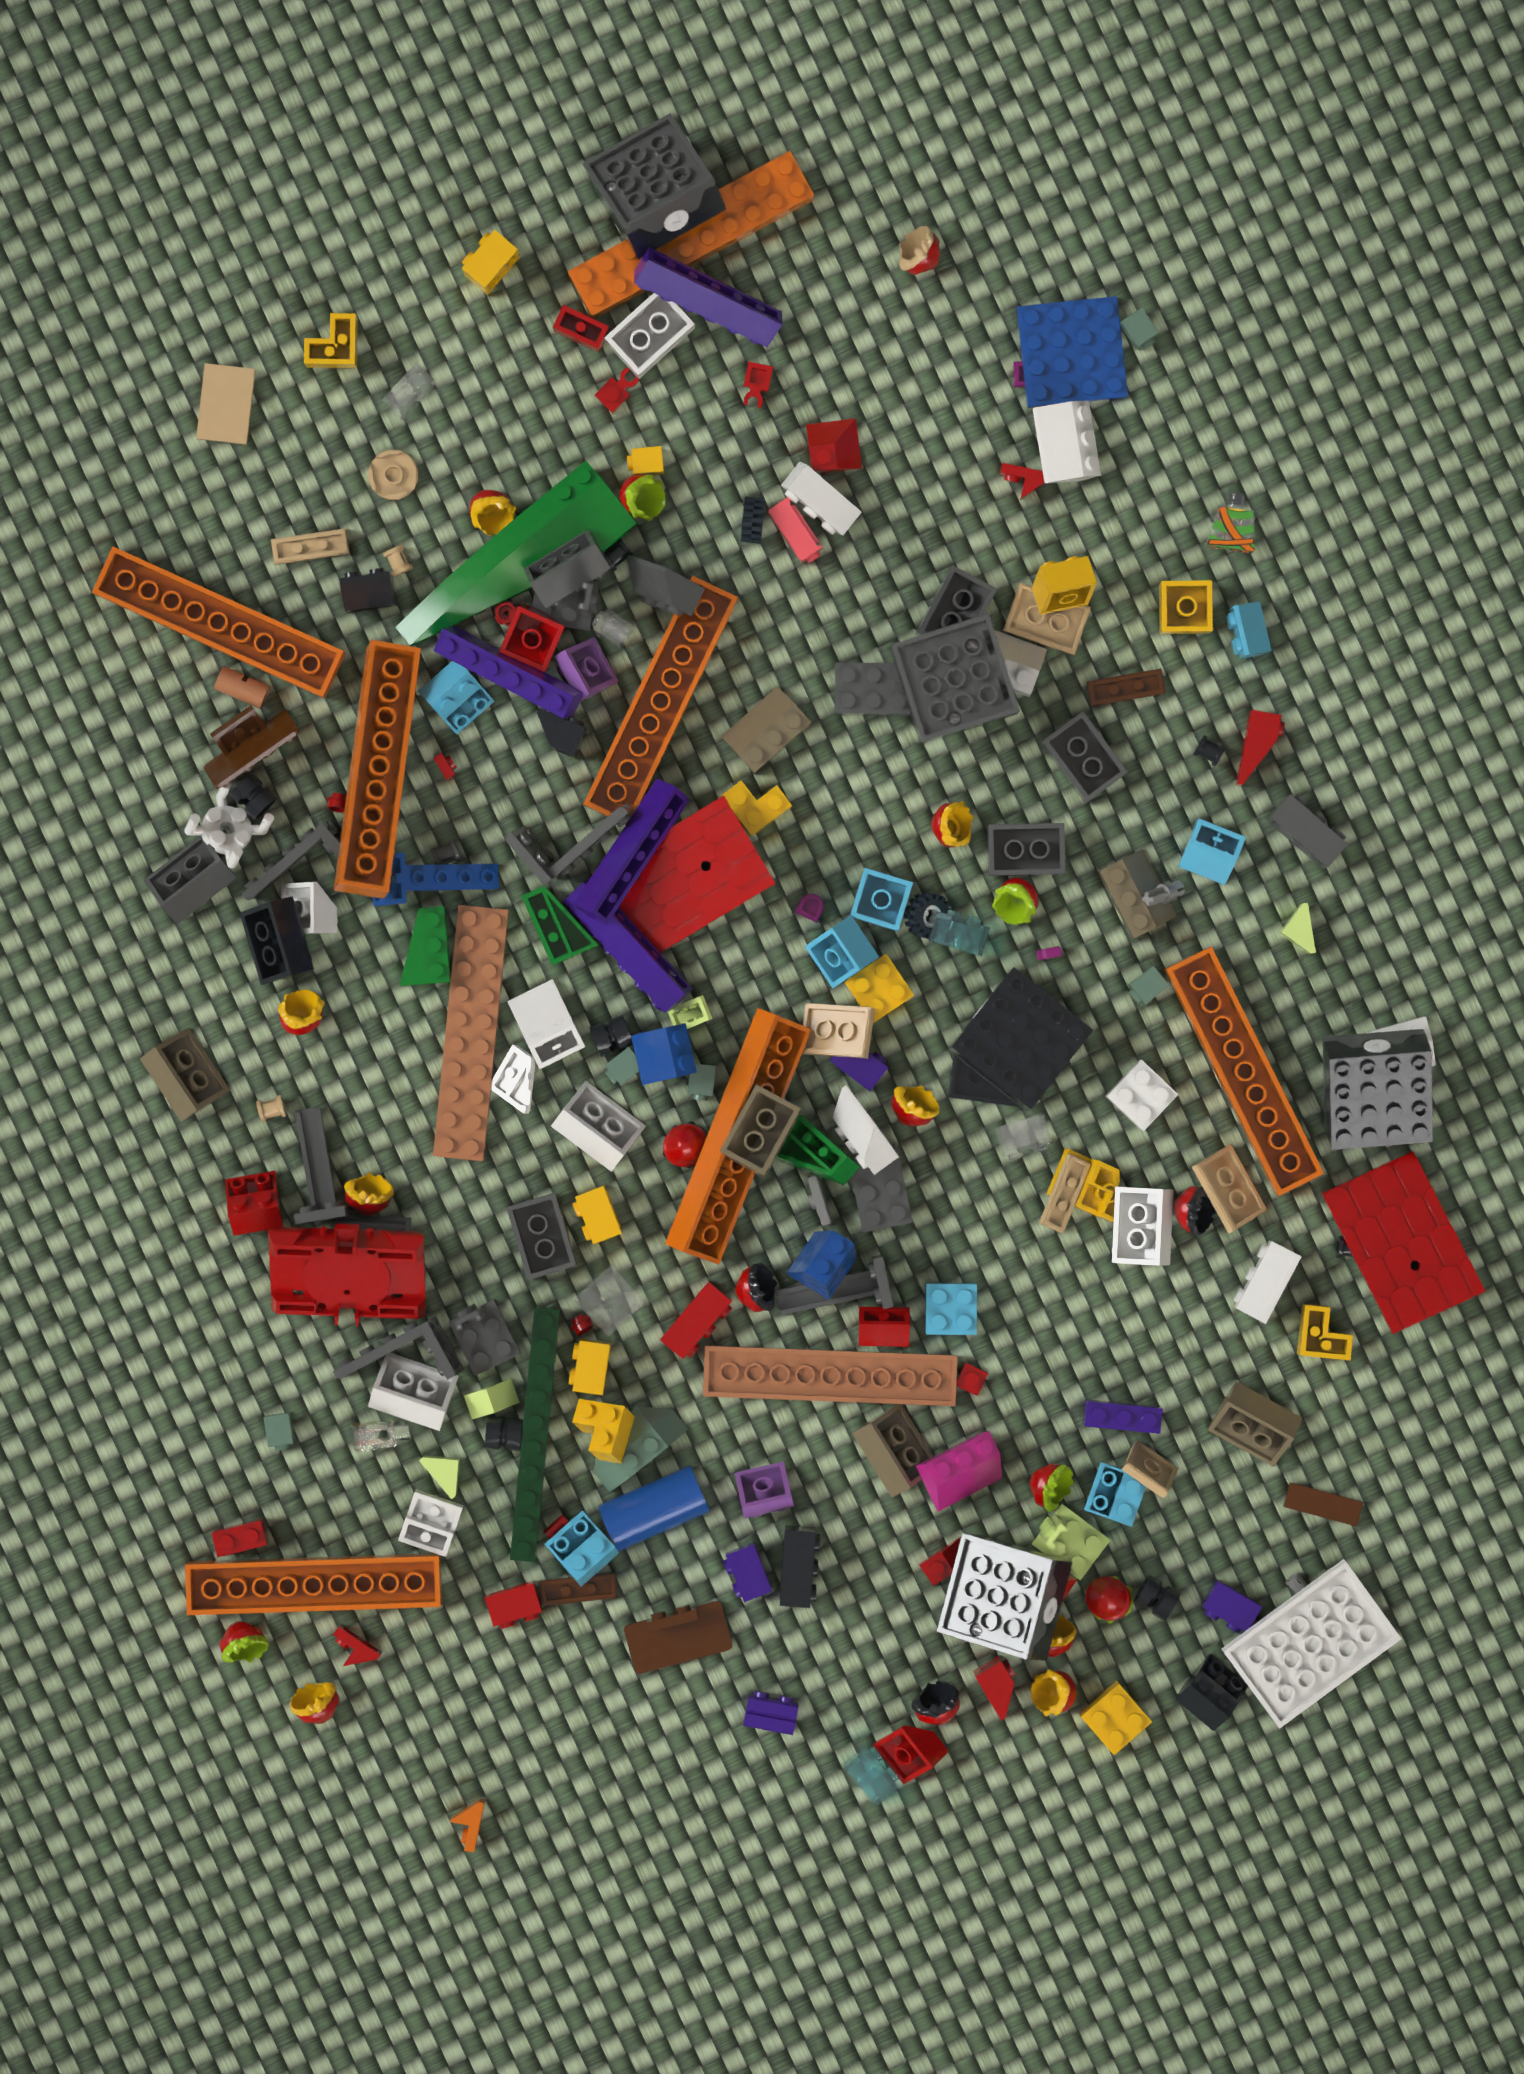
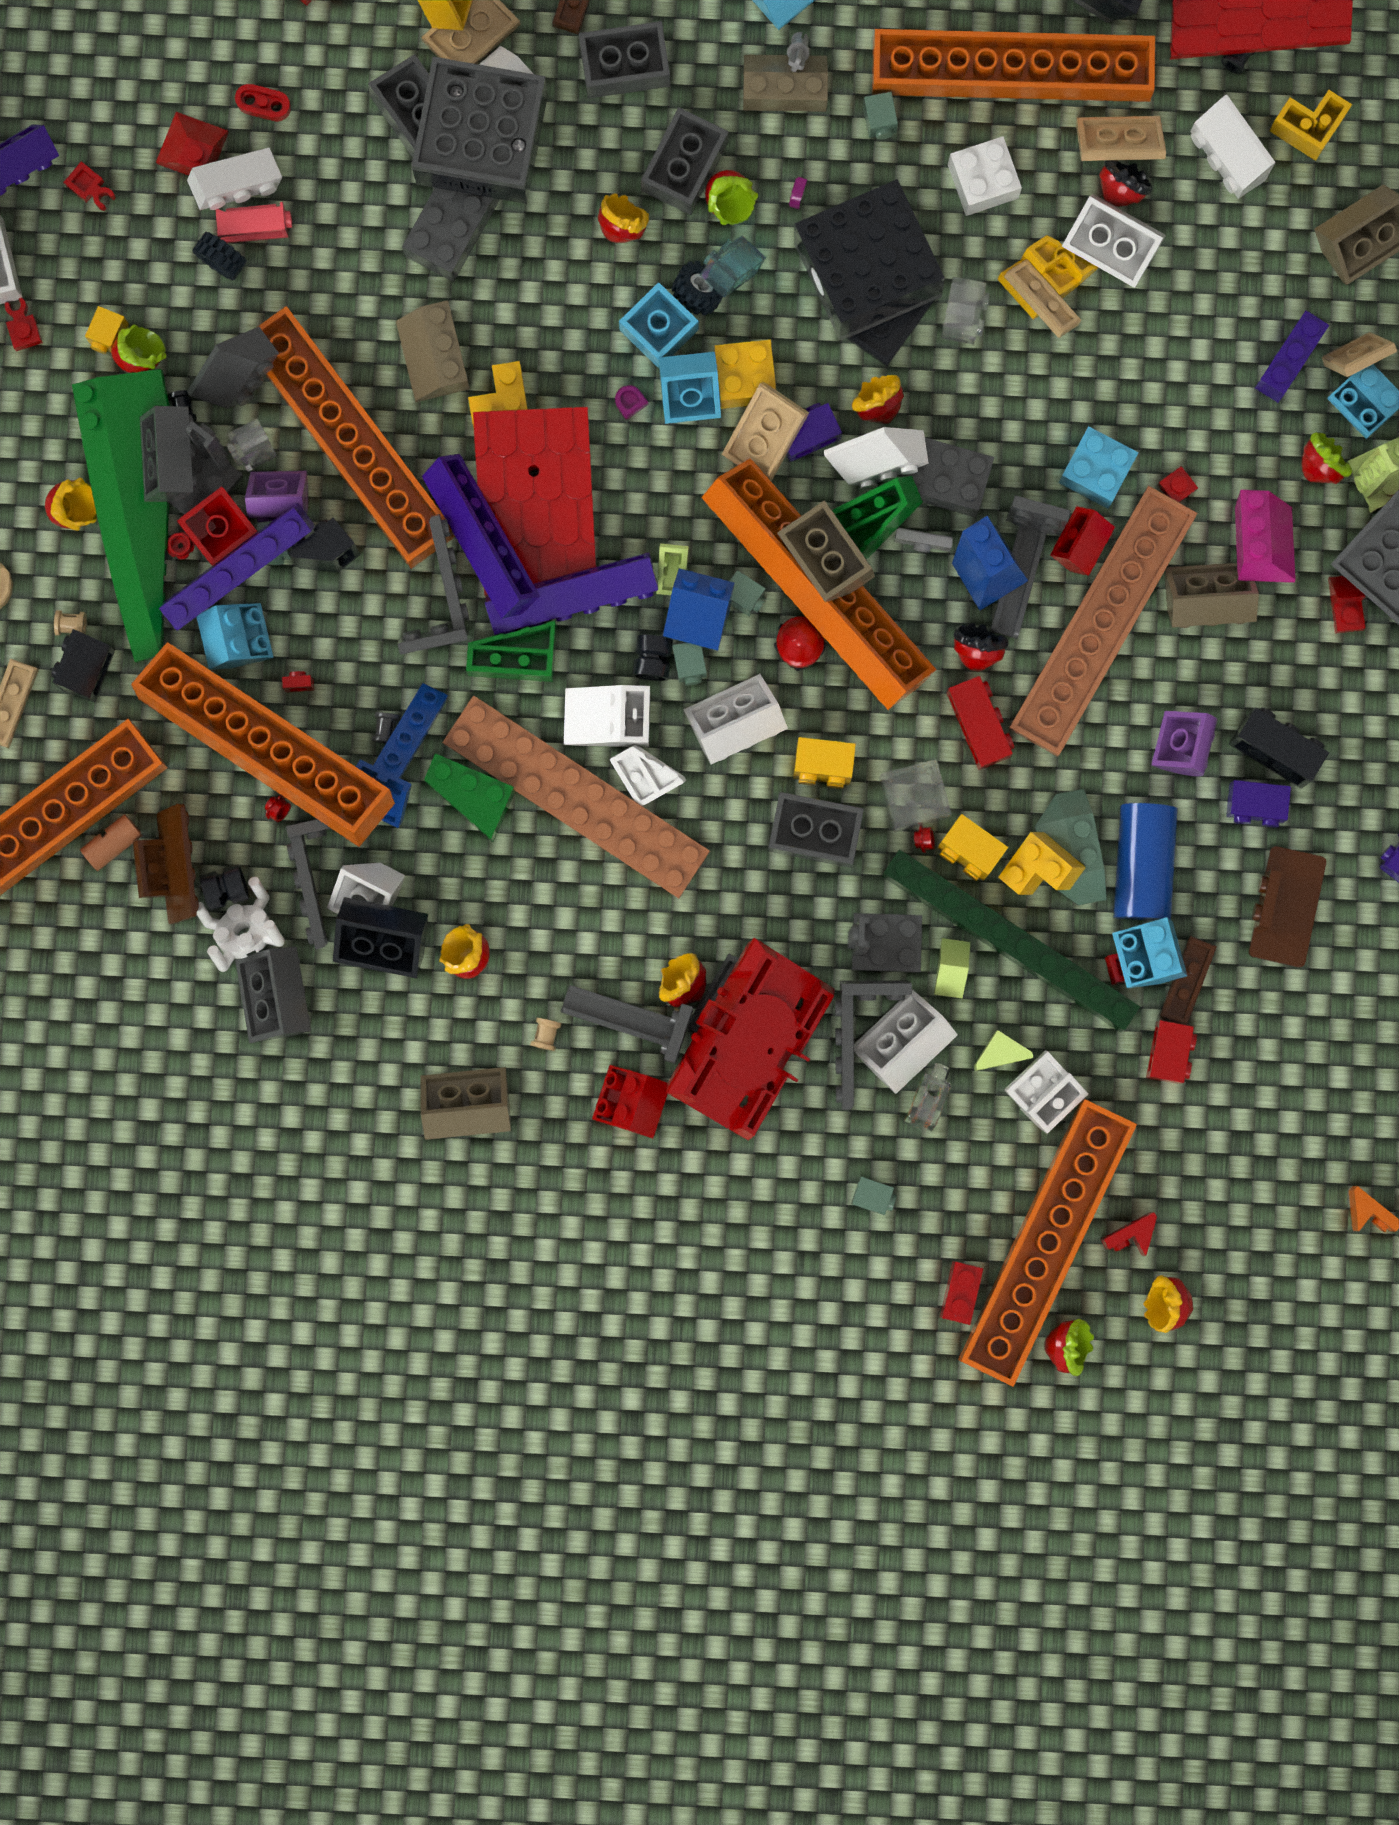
camera: 65 degrees left, 5 degrees down
(503, 1433) = (992, 974): black wheel -> none
(898, 485) = (264, 102): none -> red plate

